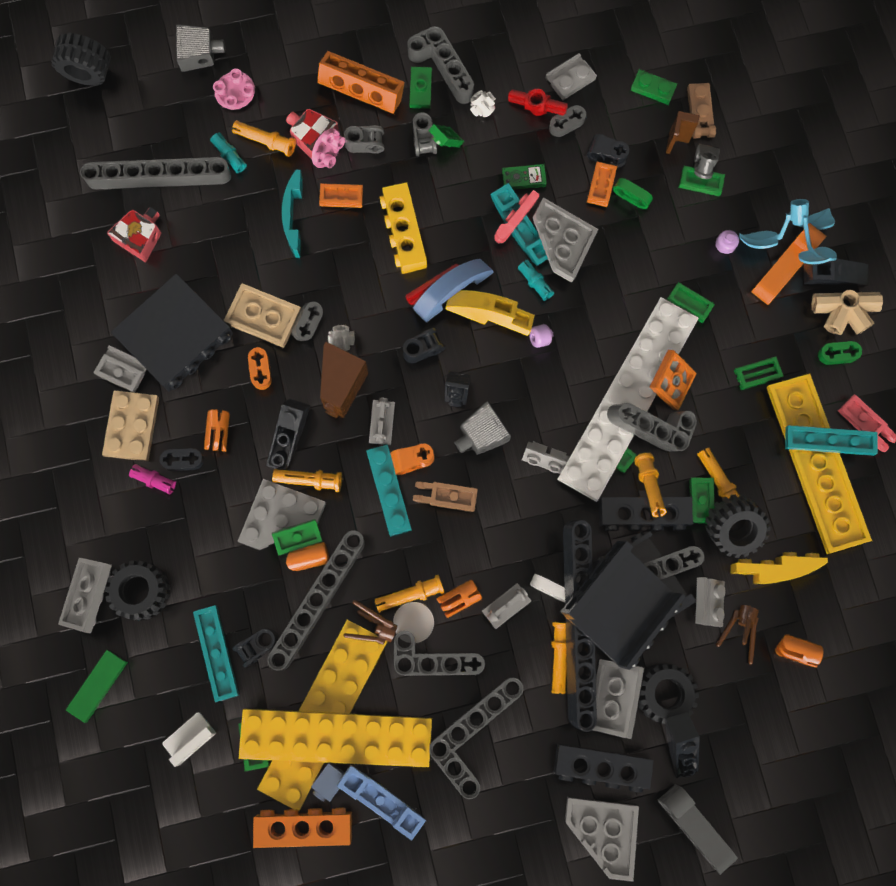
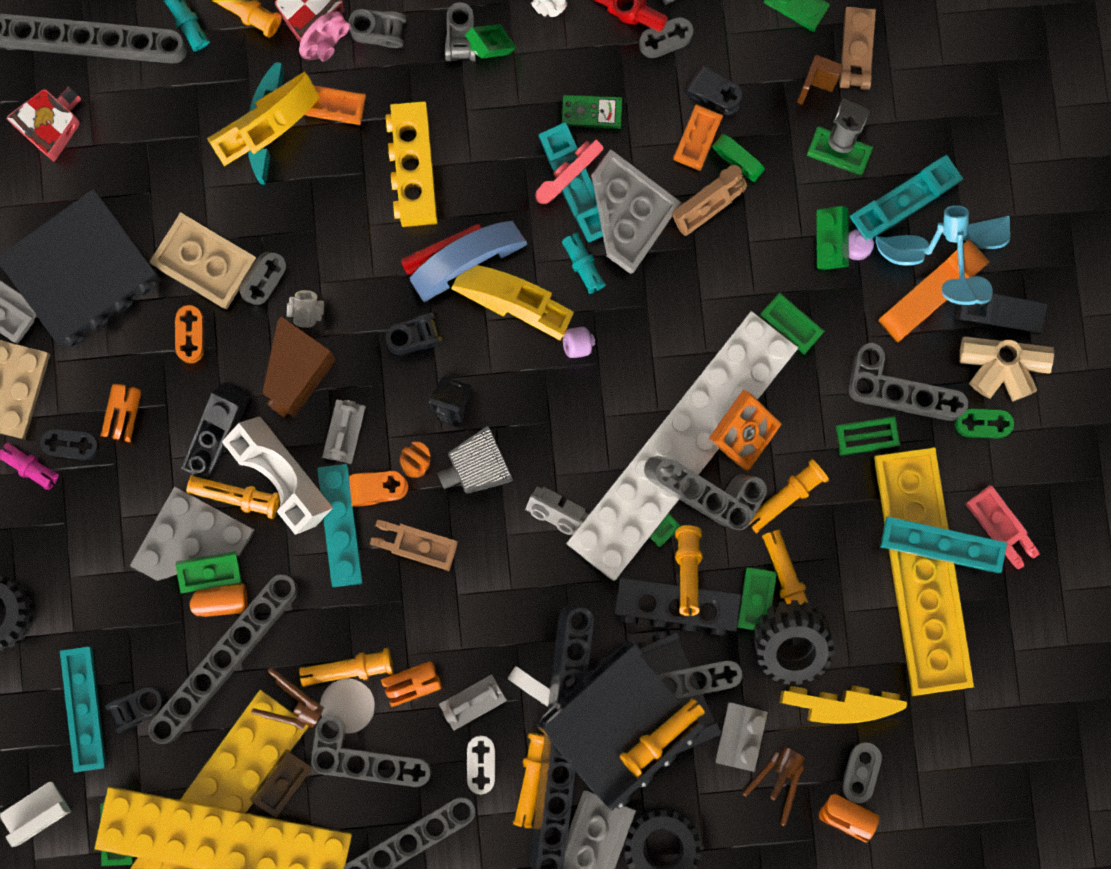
camera: 10 degrees right, 5 degrees up
(295, 208) = (267, 122): none -> yellow slope
(323, 442) = (258, 447): none -> white arch
(373, 687) = (281, 783): none -> dark brown plate
(437, 433) = (415, 460): none -> orange arm
(514, 653) = (472, 765): none -> white beam
(618, 224) = (710, 200): none -> medium nougat hinge
(649, 616) = (651, 746): none -> light orange pin
(709, 239) = (832, 238): none -> green plate
(715, 416) = (797, 487): none -> light orange pin
(756, 205) = (906, 198): none -> teal slope
(783, 344) = (907, 389): none -> dark grey beam
(804, 616) = (860, 772): none -> dark grey plate

